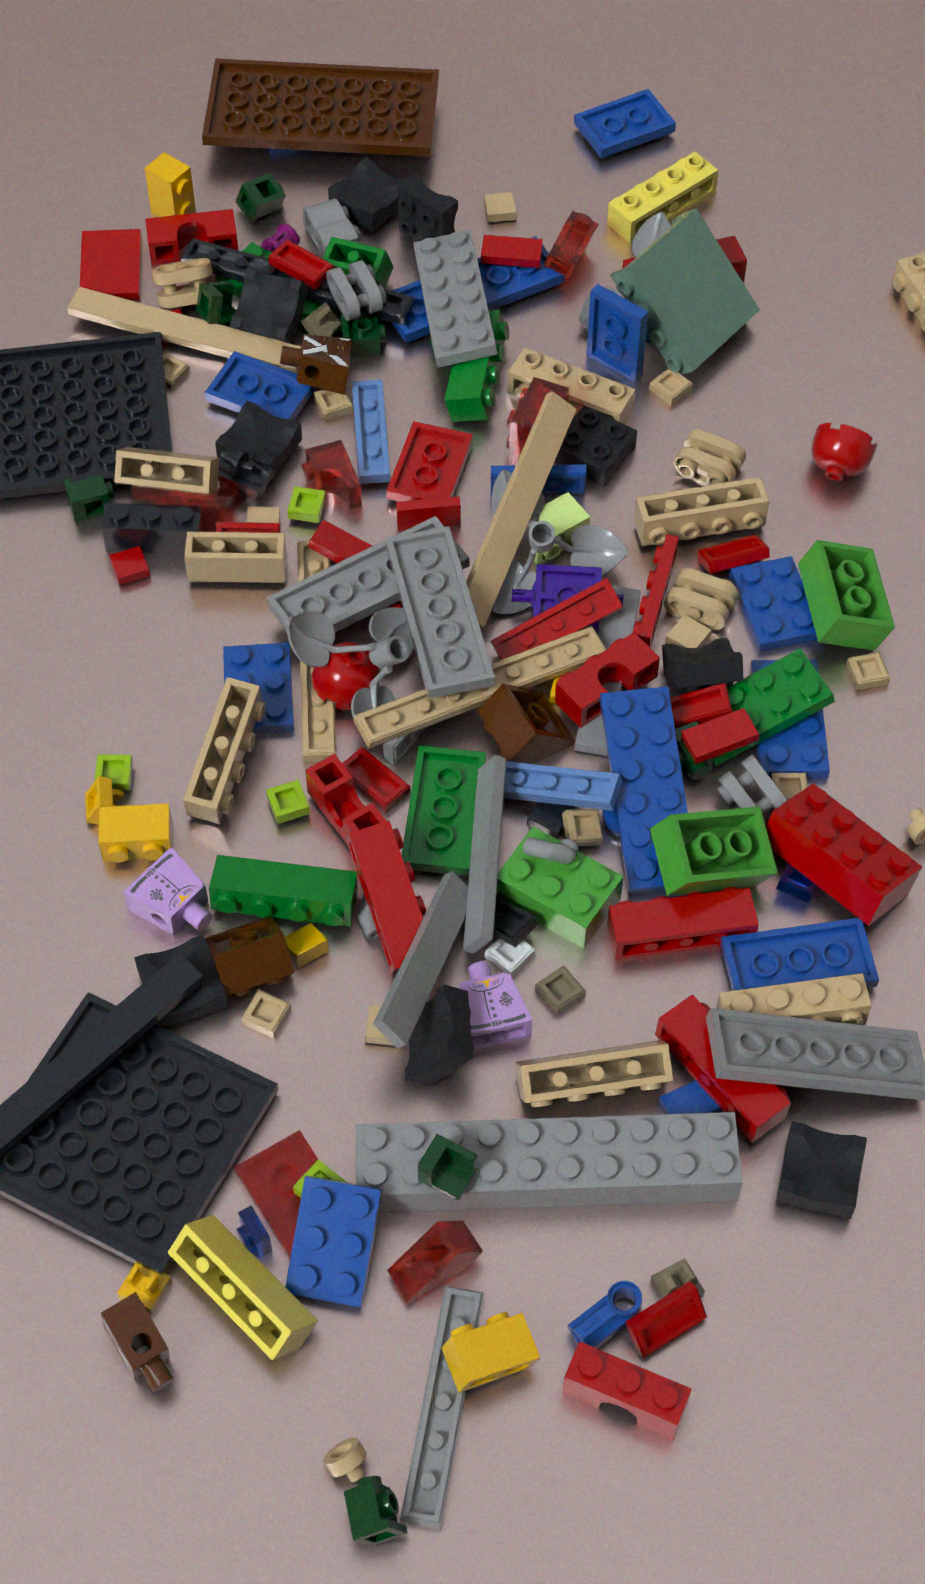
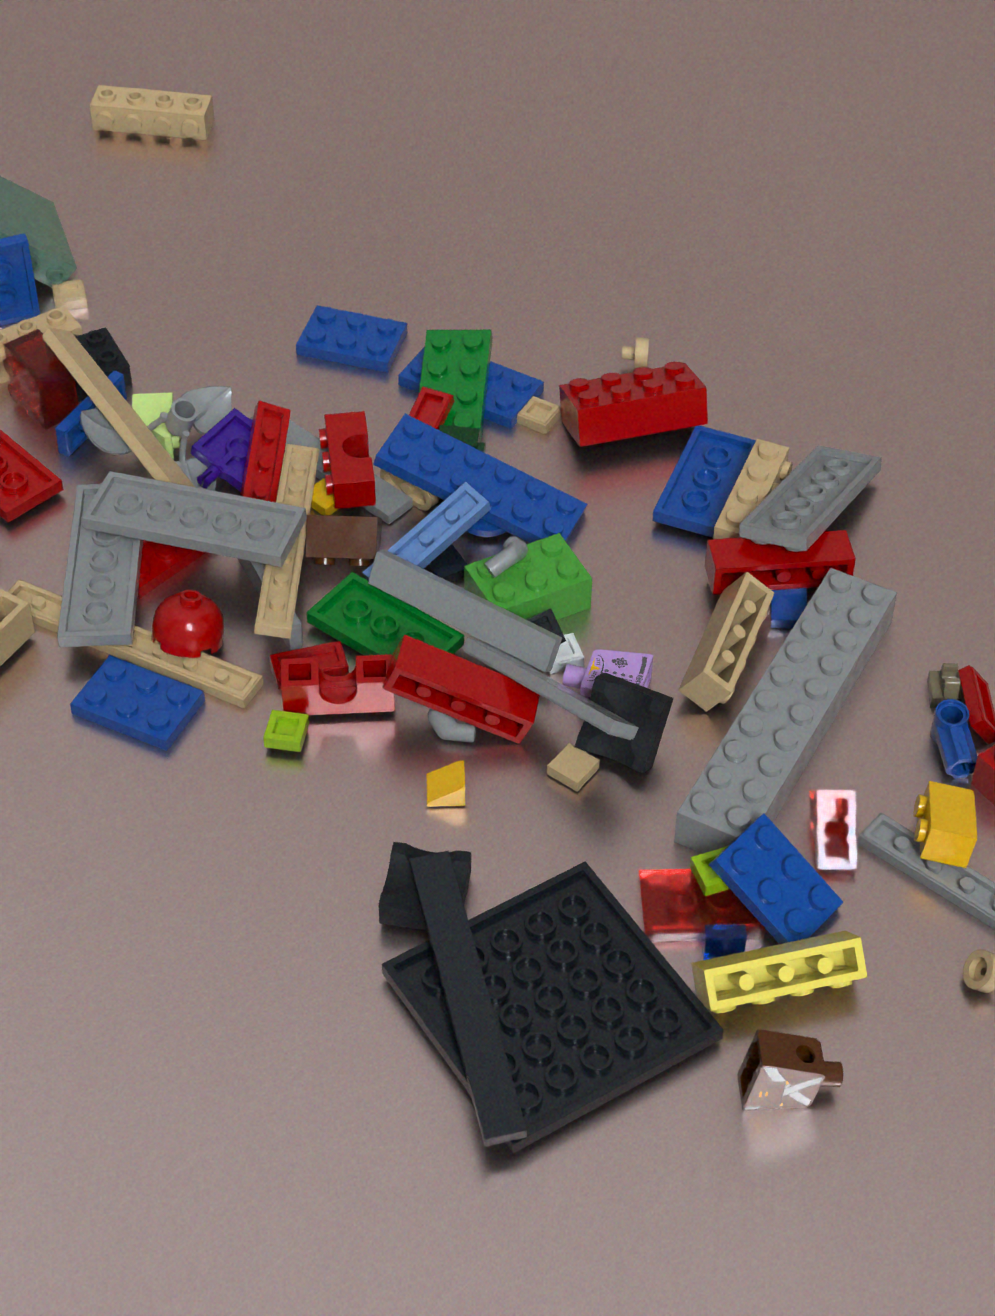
camera: 60 degrees left, 10 degrees down
(100, 795) = (168, 868): yellow tile -> none
(115, 767) = (142, 846): lime plate -> none
(135, 832) = (228, 855): yellow brick -> none
(147, 1285) = (721, 1056): yellow tile -> none
(169, 895) = (321, 857): lavender torso -> none
(223, 751) = (204, 740): tan brick -> none
(250, 956) = (434, 818): reddish brown slope -> none
(266, 1014) = (498, 846): tan tile -> none
(283, 890) = (385, 770): green brick -> none
(312, 640) = (211, 570): light grey plant -> none
(335, 542) = (35, 571): red tile -> none
(417, 511) = (57, 498): red tile -> none
(447, 1167) = (769, 757): dark green panel -> none
(560, 990) = (623, 636): dark tan tile -> none
(583, 826) = (476, 546): tan tile -> none
(658, 585) = (277, 391): red plate -> none
(680, 922) = (620, 528): red brick -> none
(688, 633) = (337, 400): tan tile -> none
(701, 511) = (228, 330): tan brick -> none
(701, 598) = (312, 374): tan brick -> none
(702, 665) = (388, 395): black brick -> none
(709, 458) = (174, 304): tan brick -> none
(713, 850) = (580, 468): bright green brick -> none
(719, 735) = (471, 413): red tile -> none
(733, 554) = (282, 337): red tile -> none
(734, 788) = (533, 429): light grey brick -> none
(796, 884) = (634, 448): clear blue plate -> none
(821, 1170) = (905, 553): black brick -> none
(842, 451) = (246, 225): red cylinder -> none
(846, 595) = (393, 286): bright green brick -> none
(868, 671) = (464, 317): tan tile -> none

